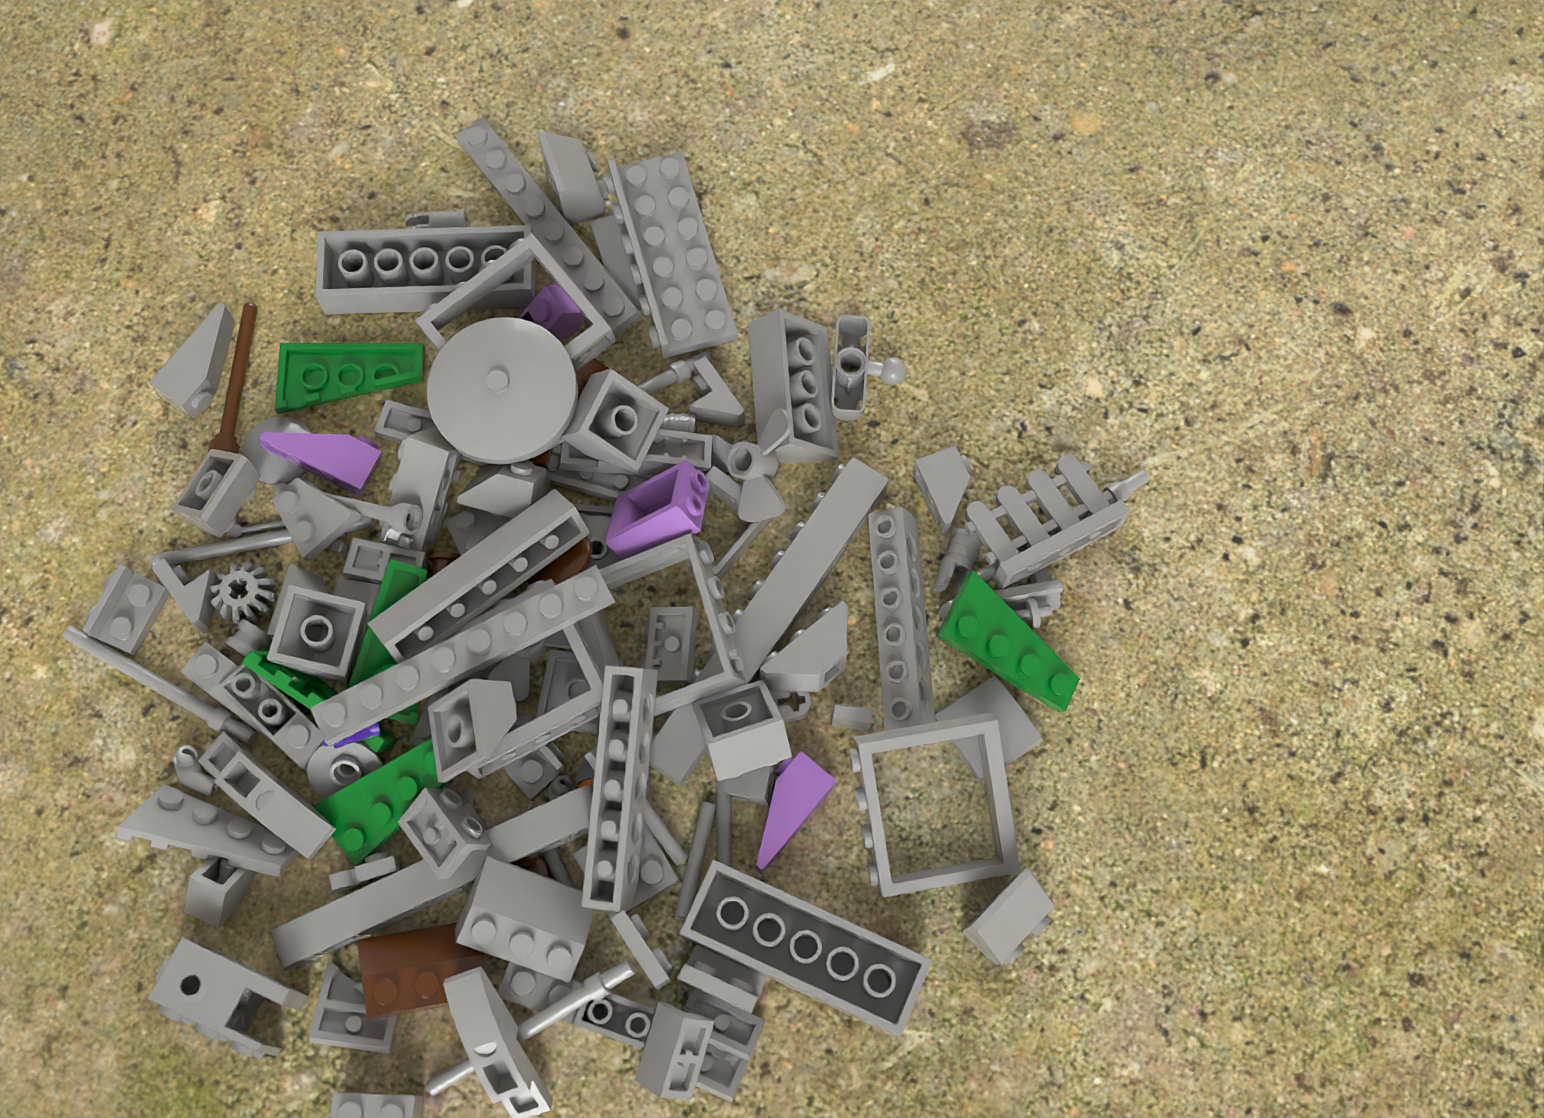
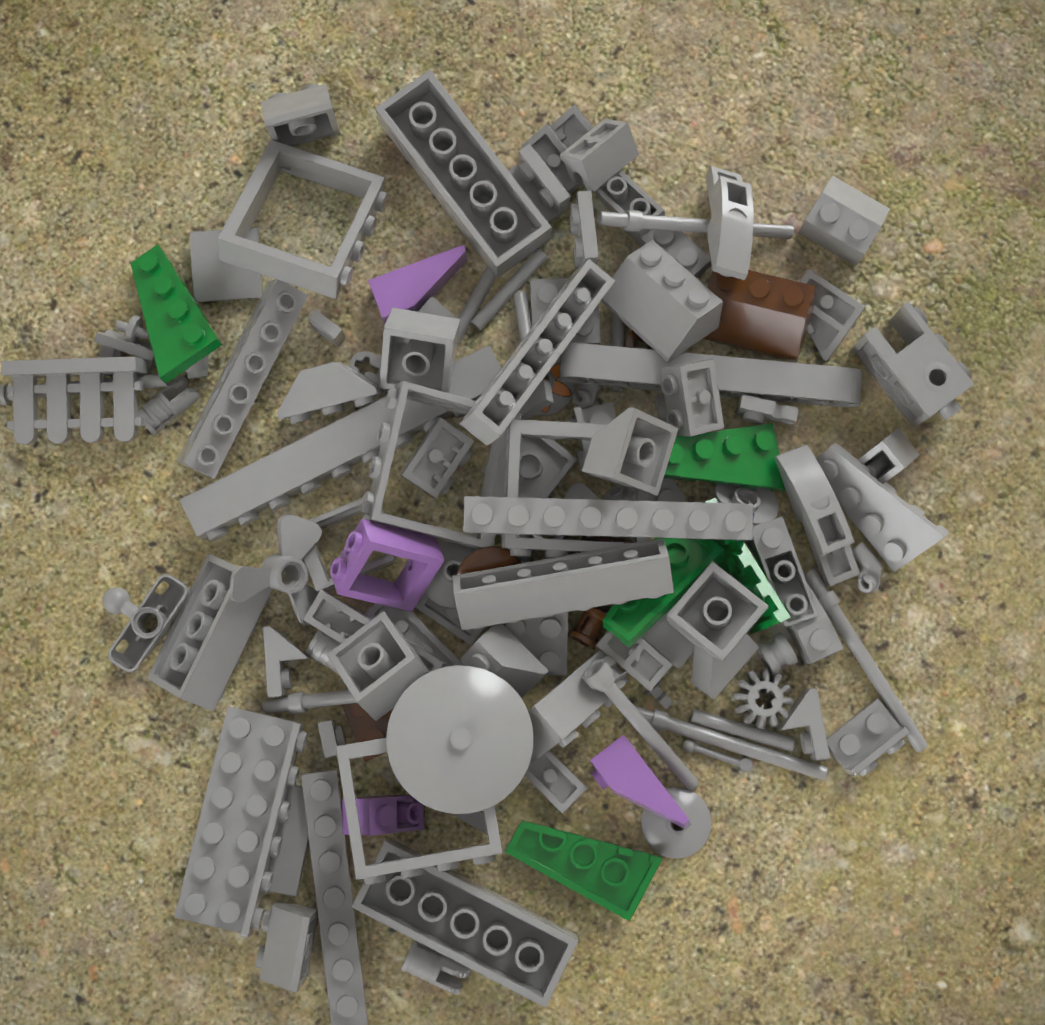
camera: 150 degrees left, 10 degrees up
(196, 367) = (716, 936): light grey slope -> none
(217, 492) = (748, 800): light grey slope -> none
(225, 438) = (720, 850): reddish brown piece -> none
(256, 558) = (742, 730): none -> light grey bar
(312, 516) = (675, 732): light grey wing -> none
(630, 357) = (331, 736): none -> light grey plate
(942, 483) = (136, 475): light grey slope -> none

